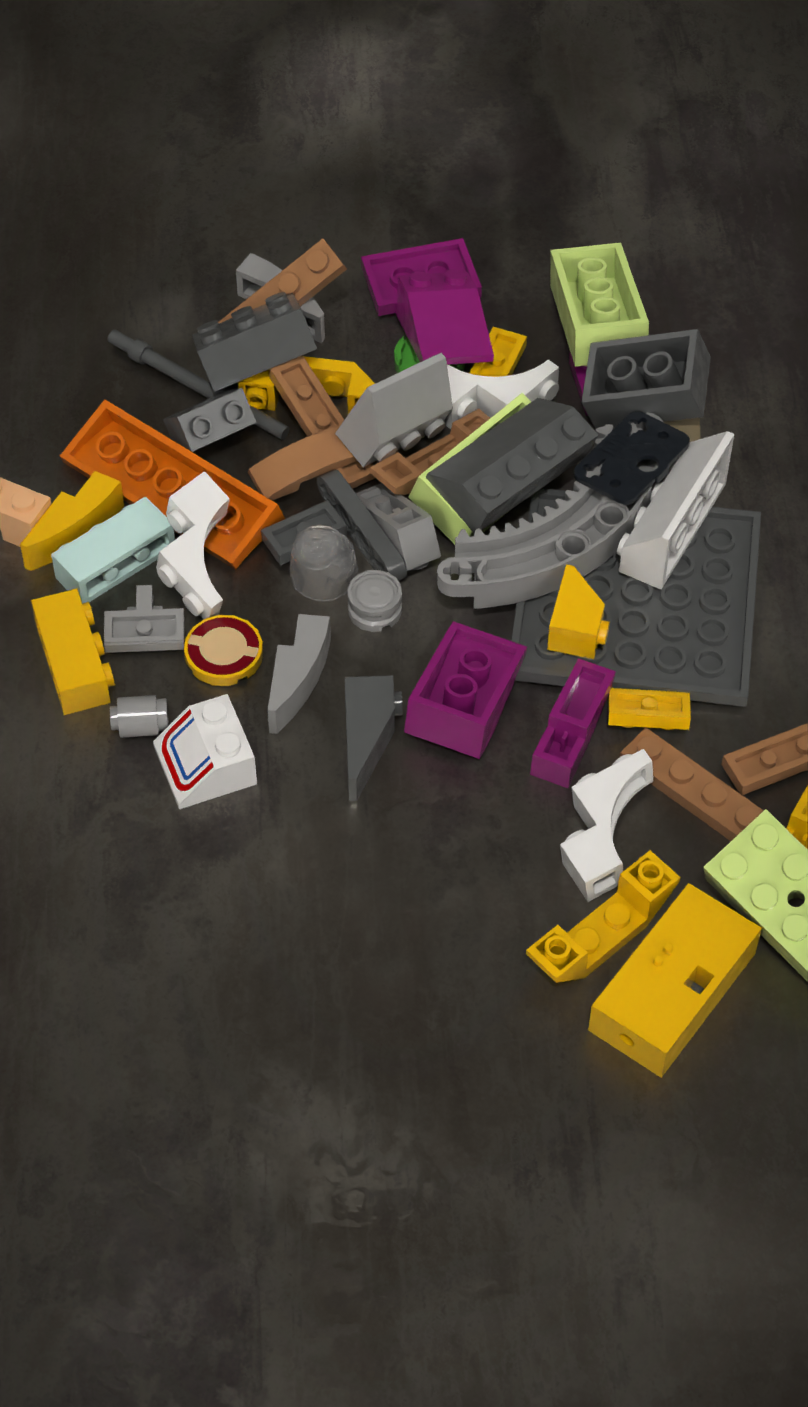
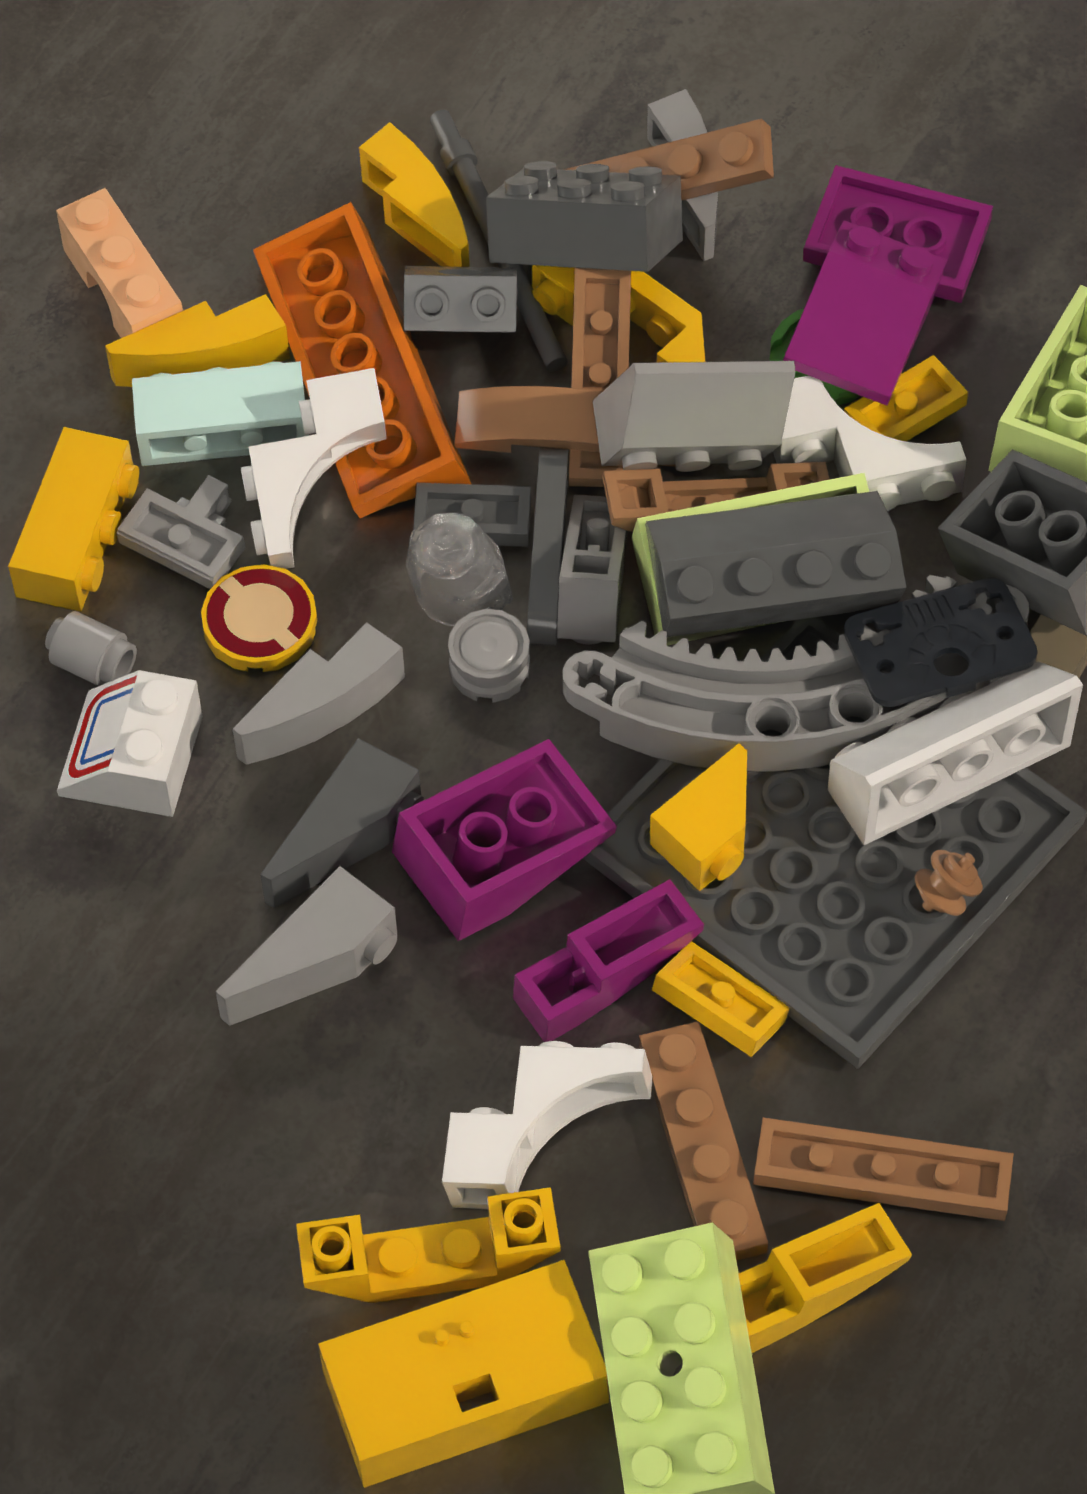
camera: 35 degrees right, 5 degrees up
(137, 383) = (414, 197): none -> yellow slope
(407, 803) = (317, 947): none -> light grey slope
(727, 580) = (946, 885): none -> medium nougat wheel

